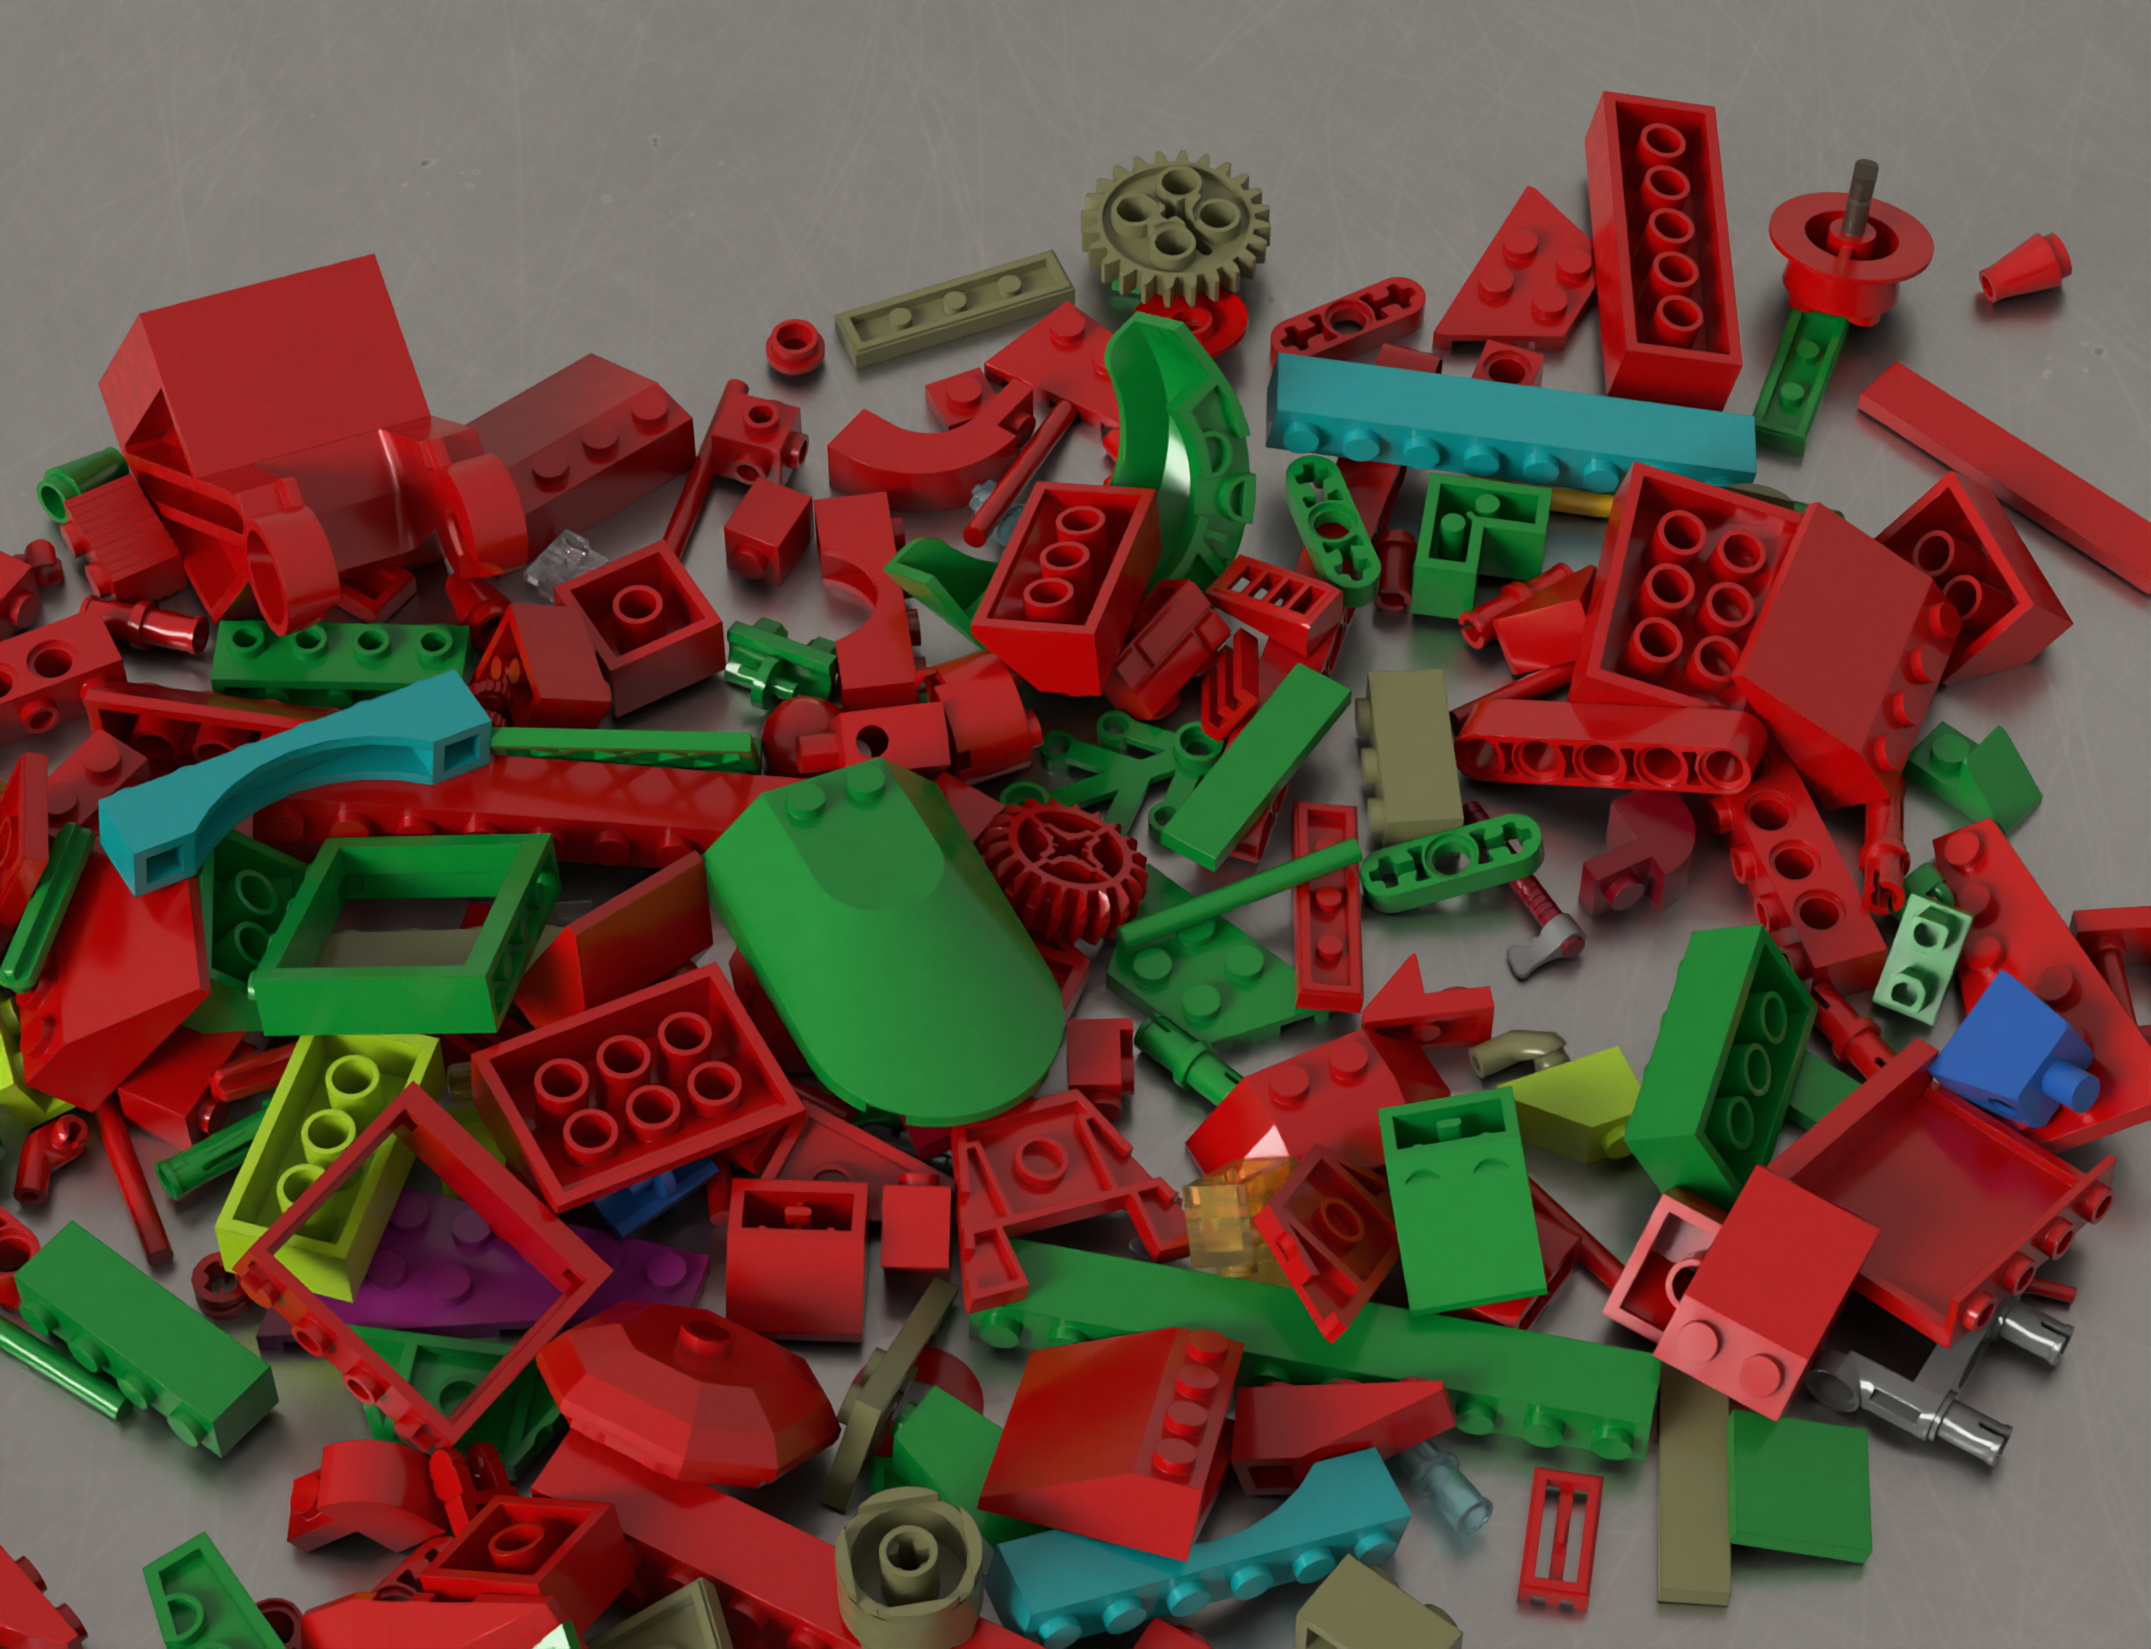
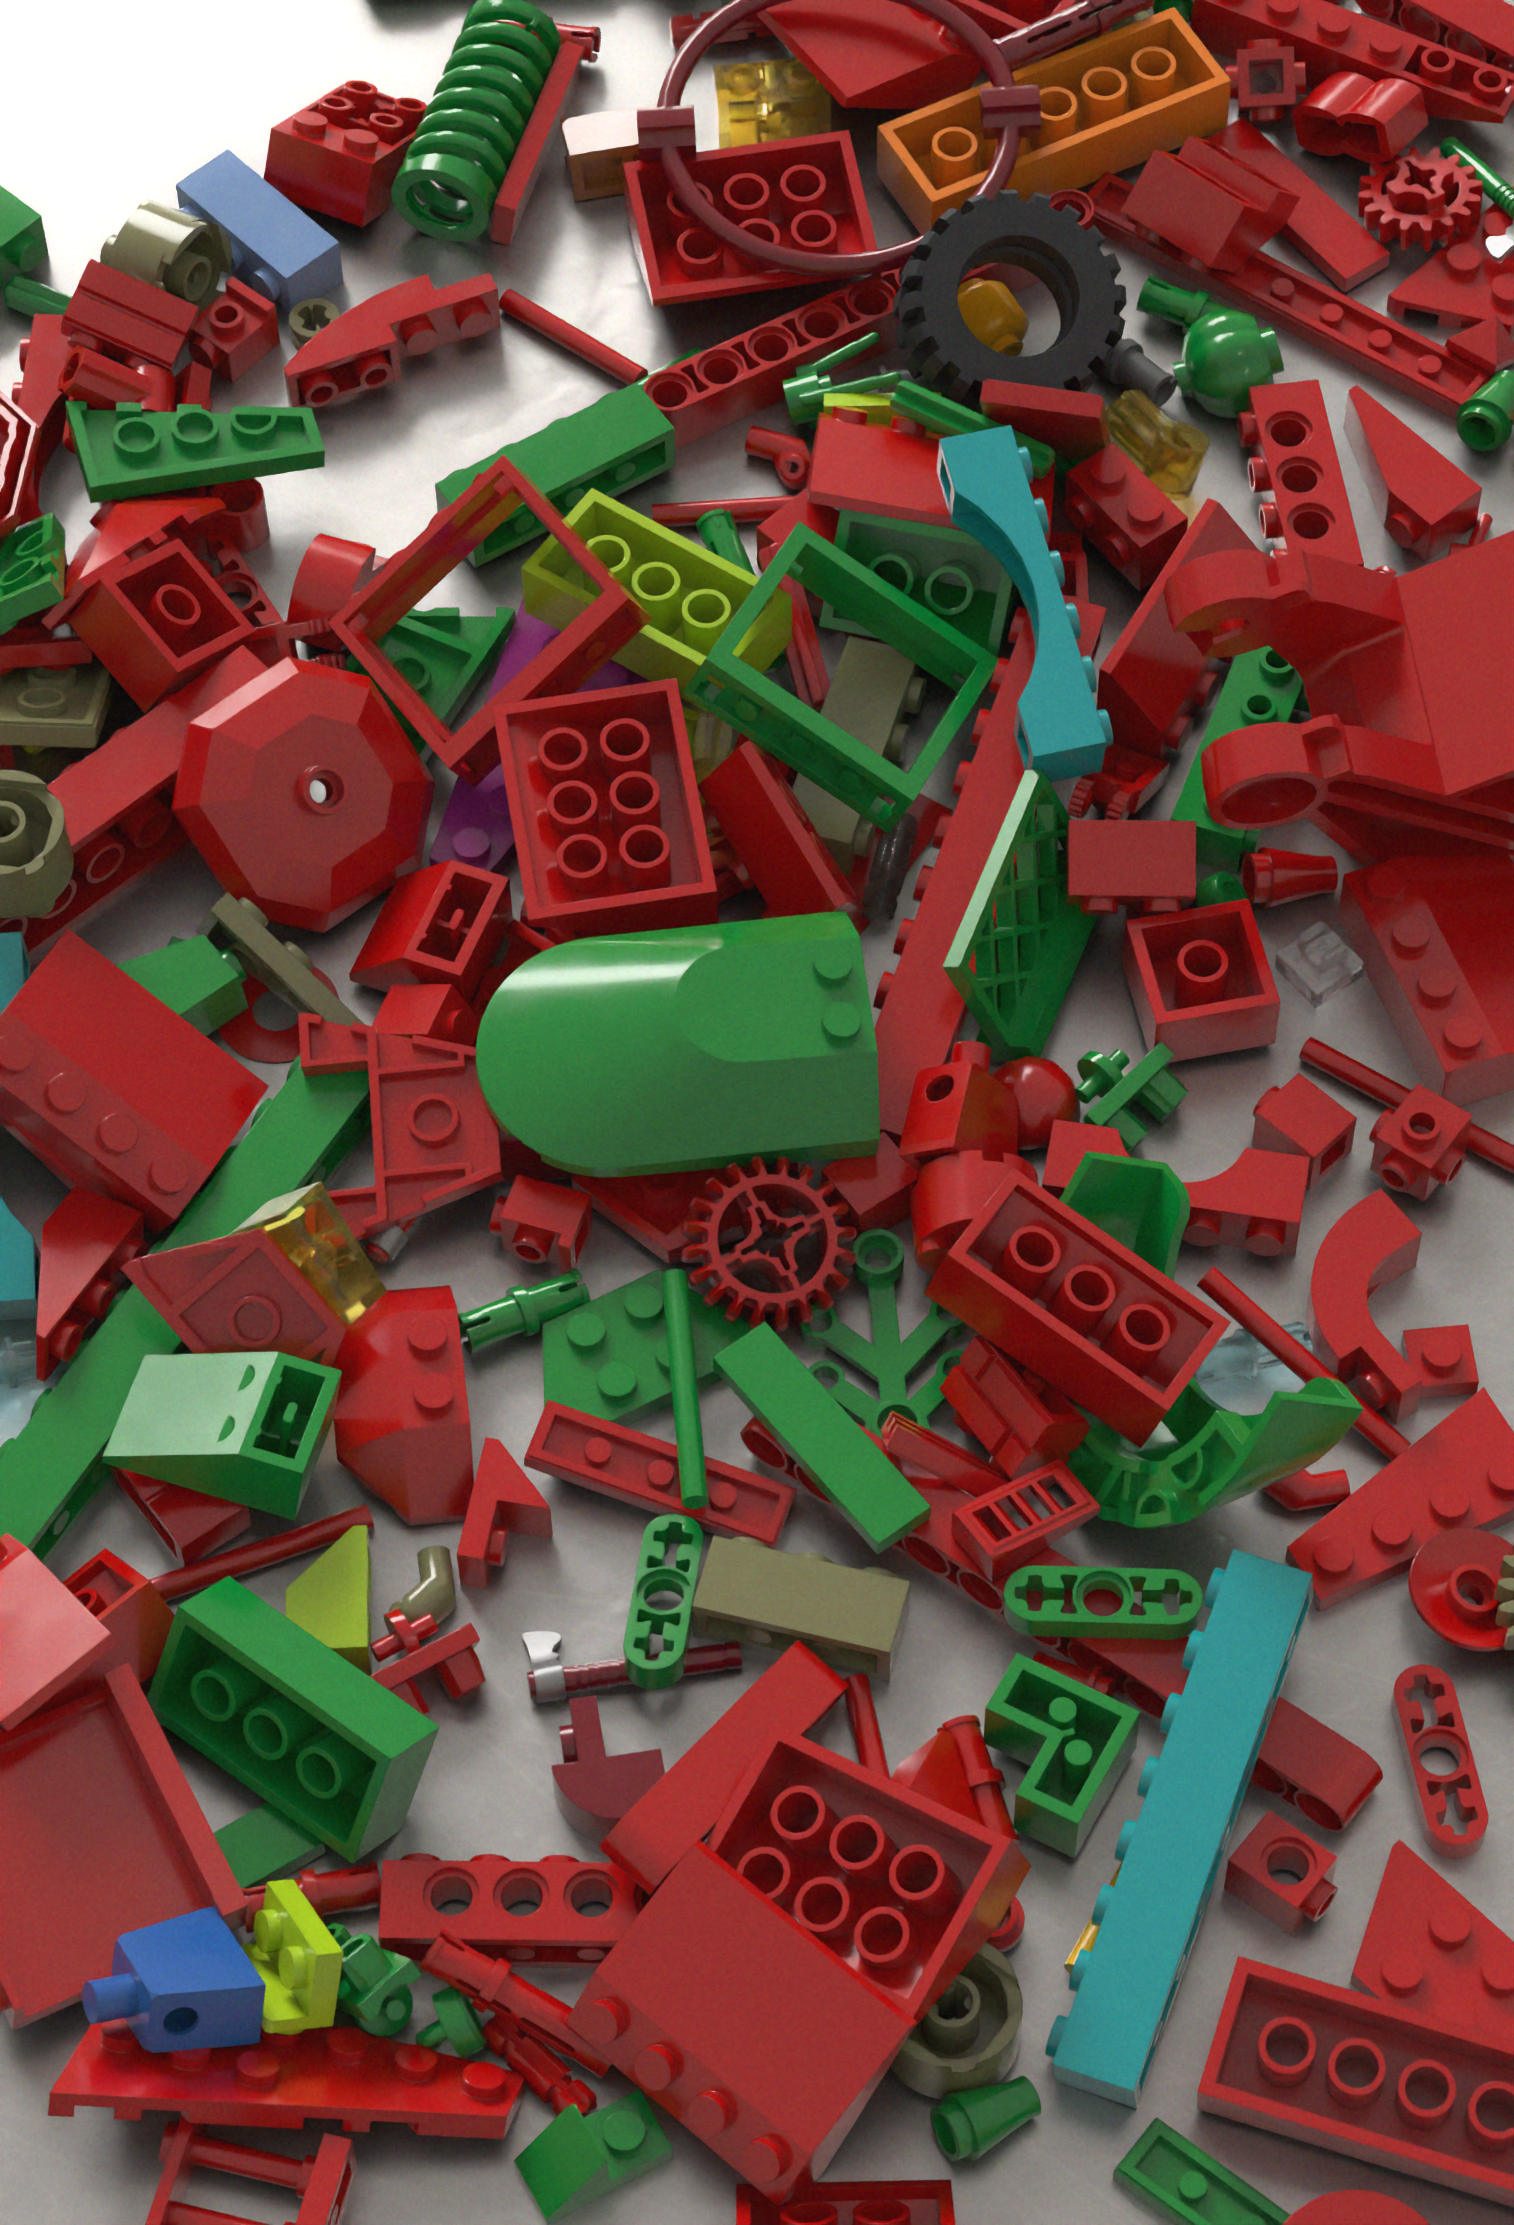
camera: 110 degrees right, 5 degrees up
(1594, 1019) = (449, 1657): none -> red hips
(1926, 822) = (539, 2065): none -> red axle
(1938, 990) = (295, 1961): none -> lime bracket

